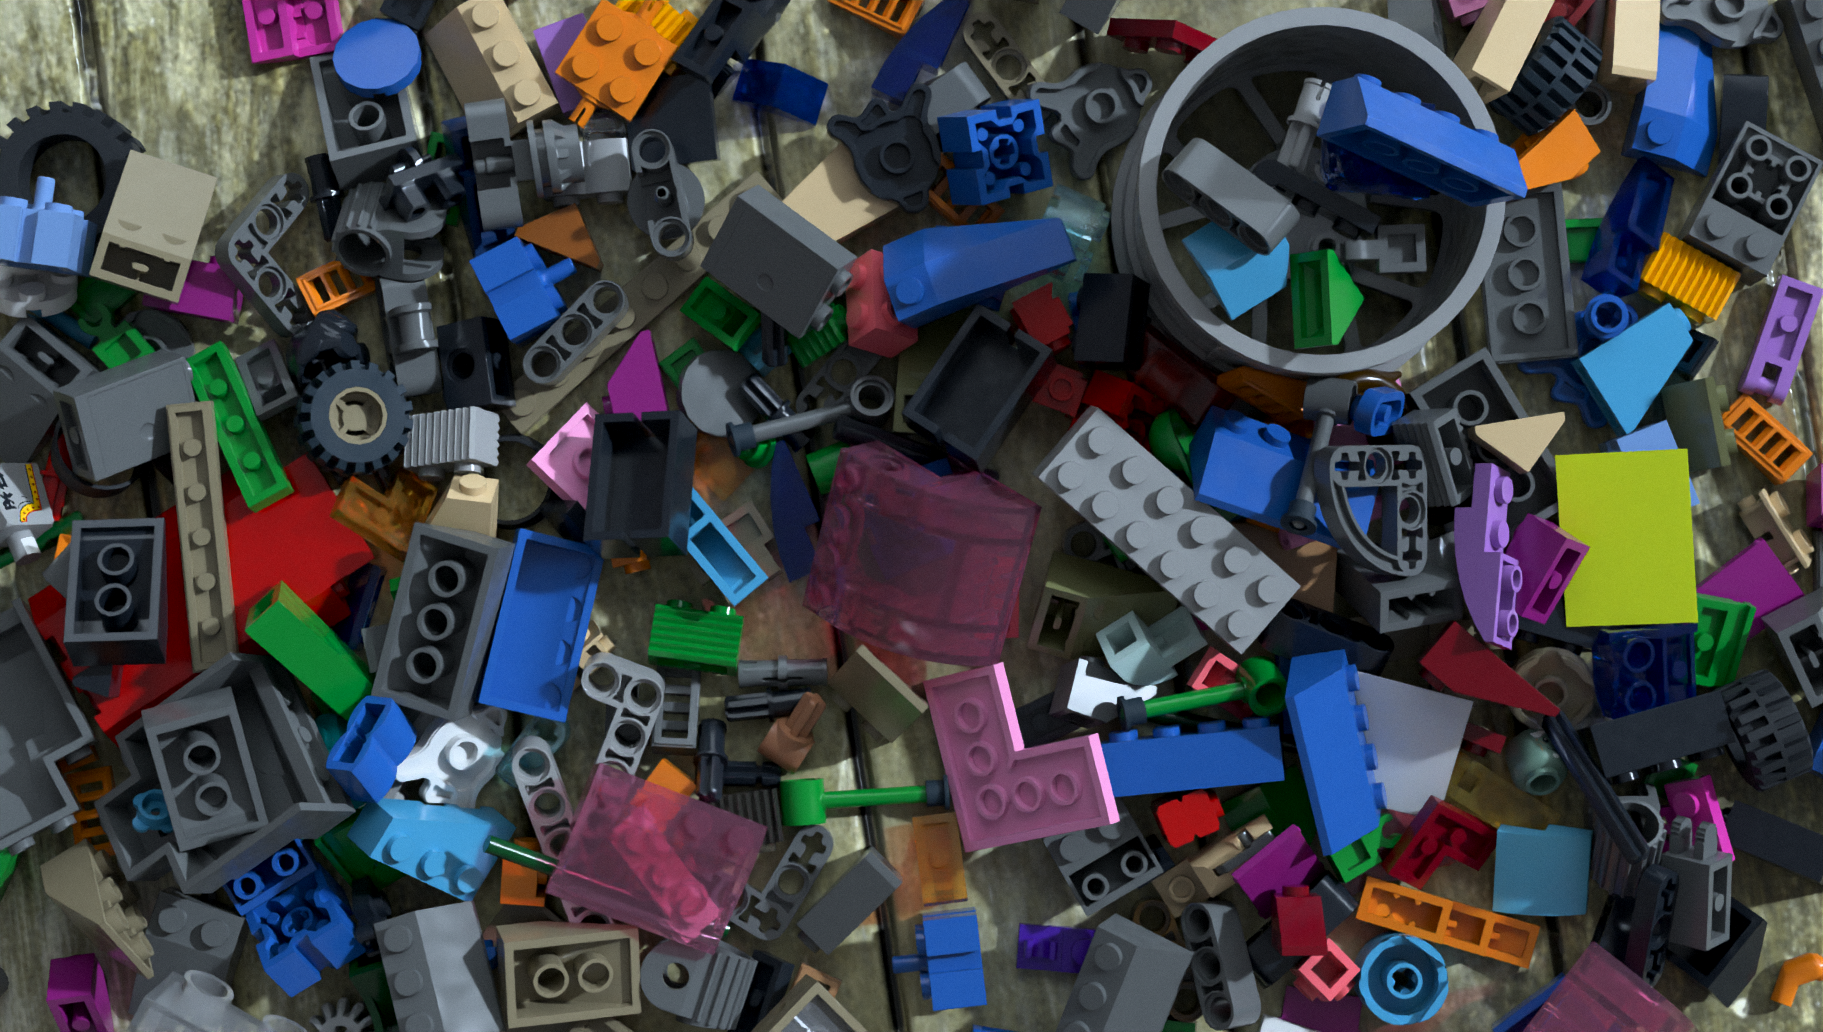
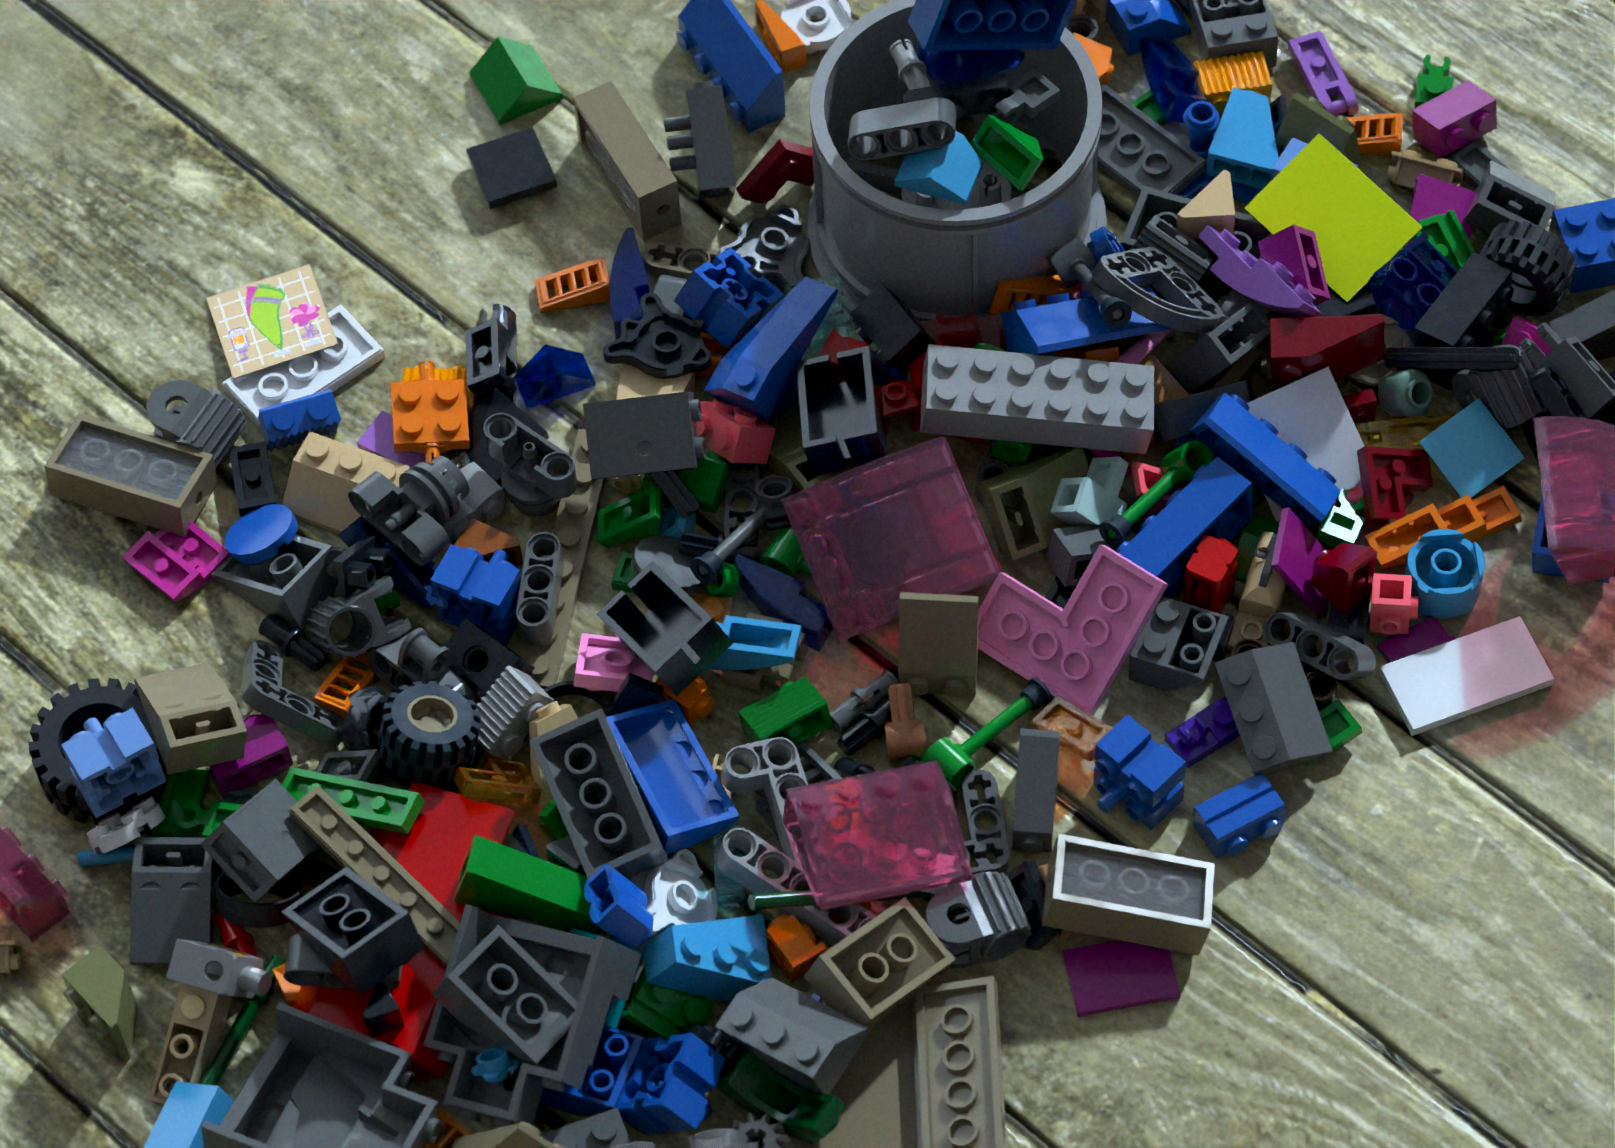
camera: 35 degrees left, 30 degrees down
(637, 381) = (602, 587): magenta slope -> none

